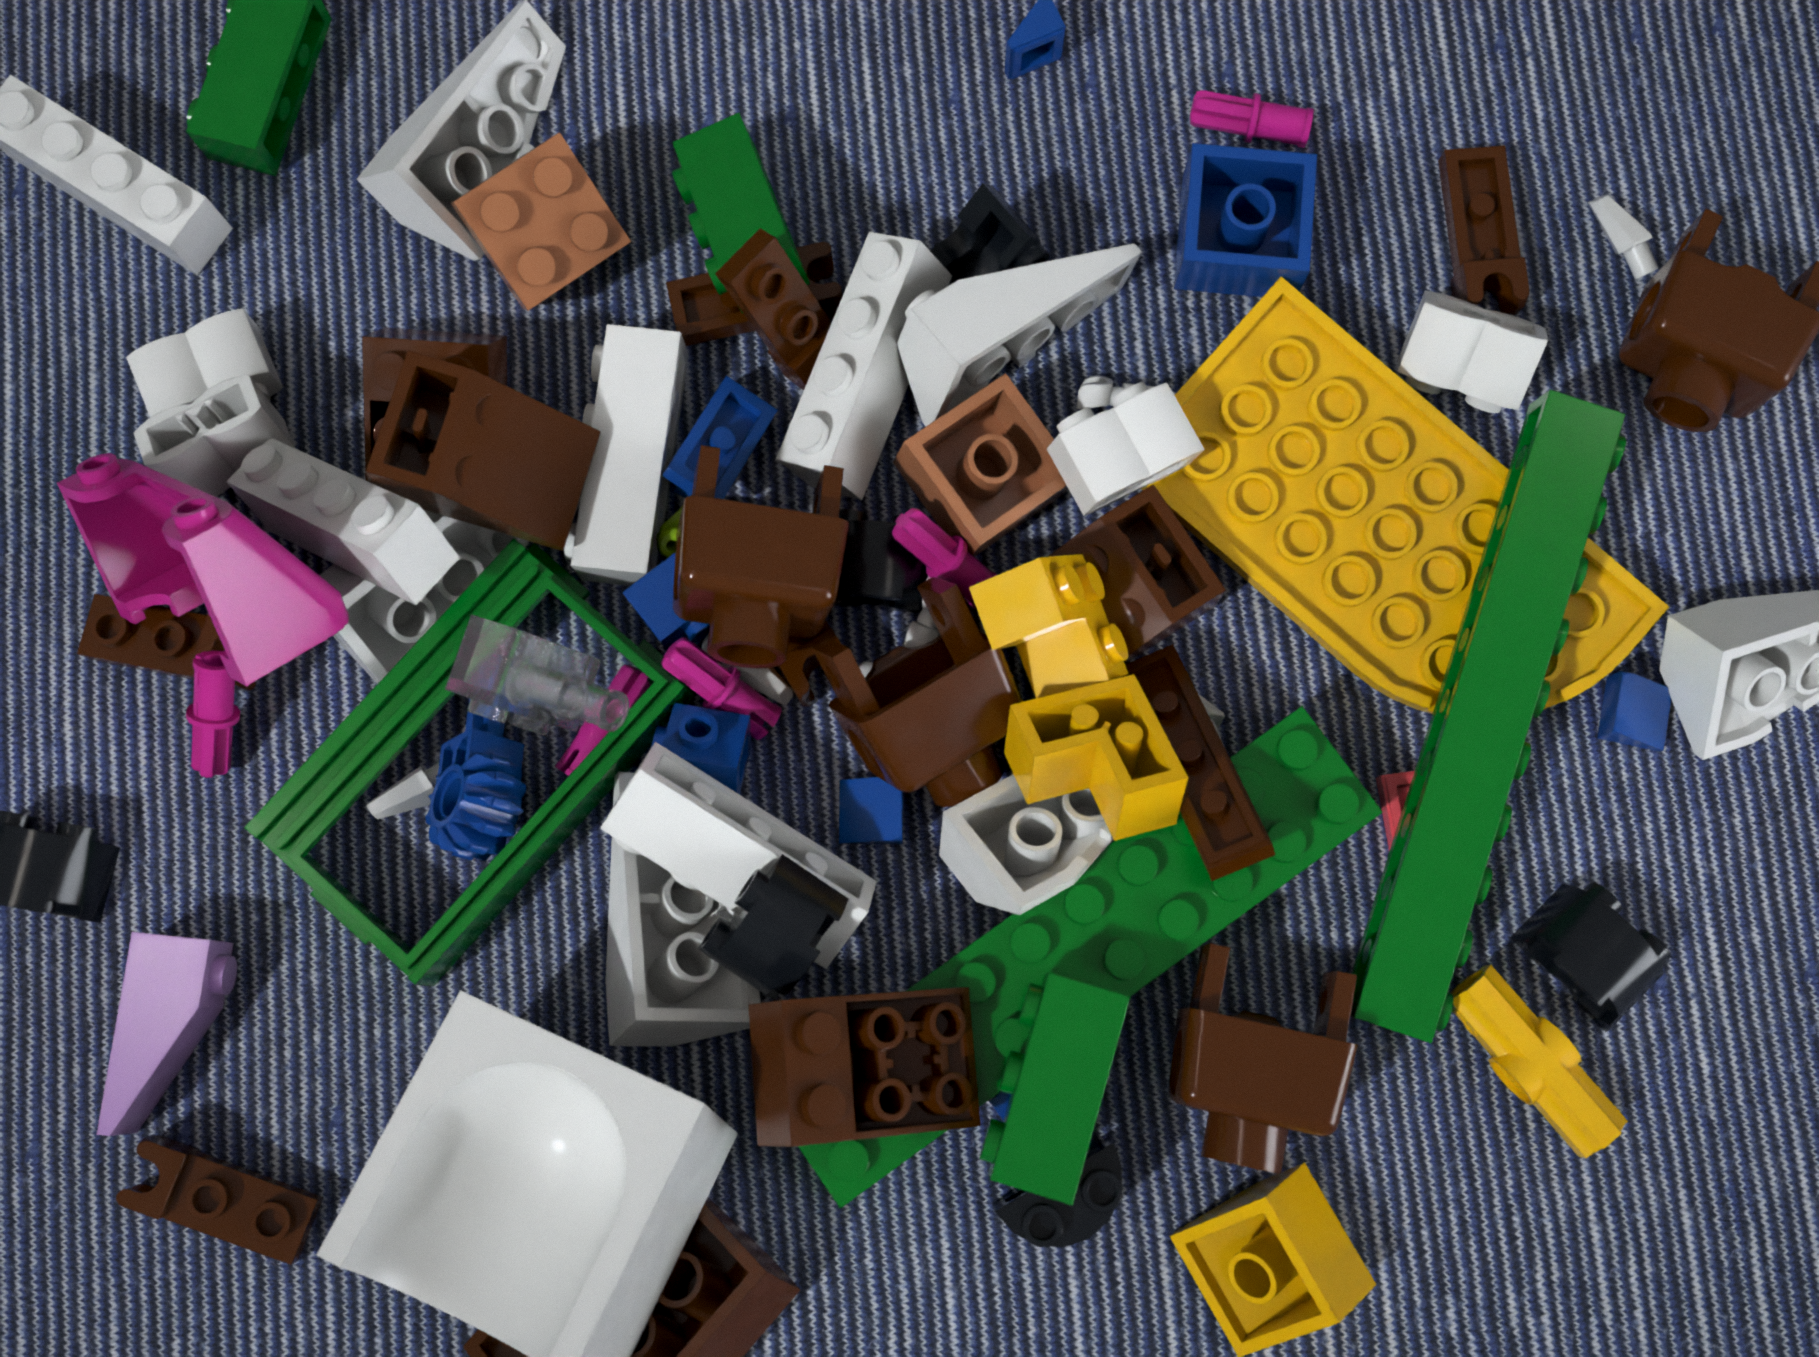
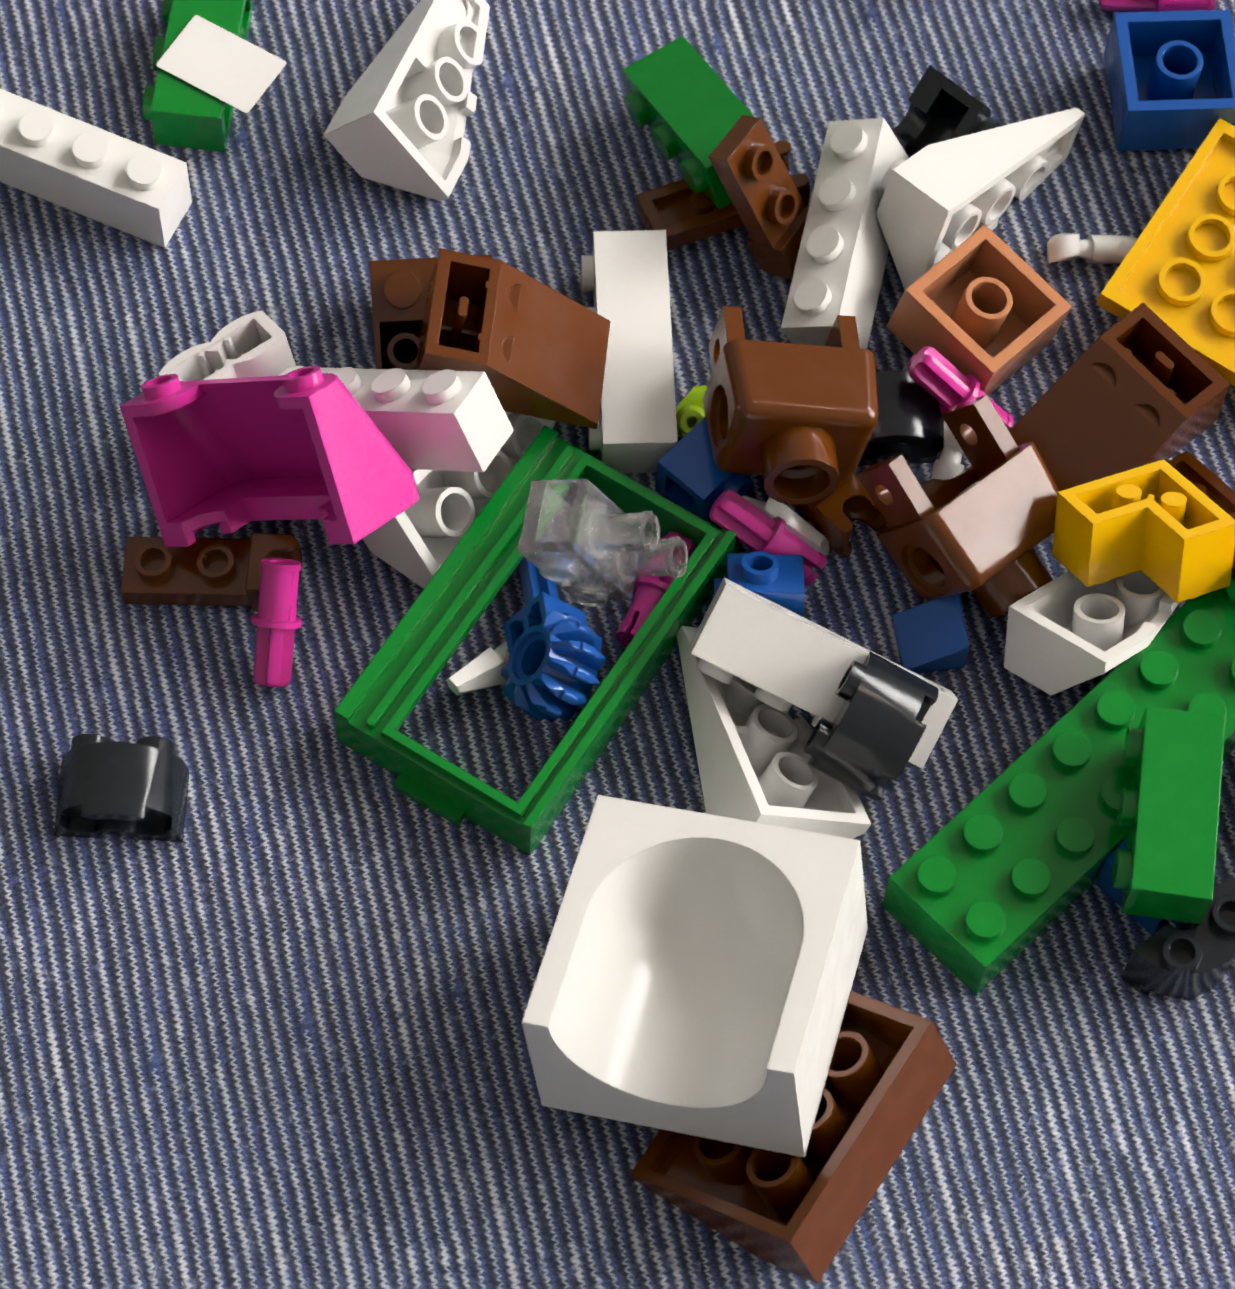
camera: 15 degrees left, 15 degrees down
(164, 1010) = (279, 901): lavender slope -> none
(189, 363) = (192, 313): white brick -> none
(223, 1200) = (364, 1069): reddish brown plate -> none
(265, 88) = (221, 64): none -> white sticker
(541, 222) = (511, 151): nougat brick -> none
(730, 421) = (715, 292): blue plate -> none
(863, 1066) = (982, 822): reddish brown slope -> none
(1054, 621) = (1071, 421): yellow brick -> none
(1124, 446) = (1109, 272): white brick -> none

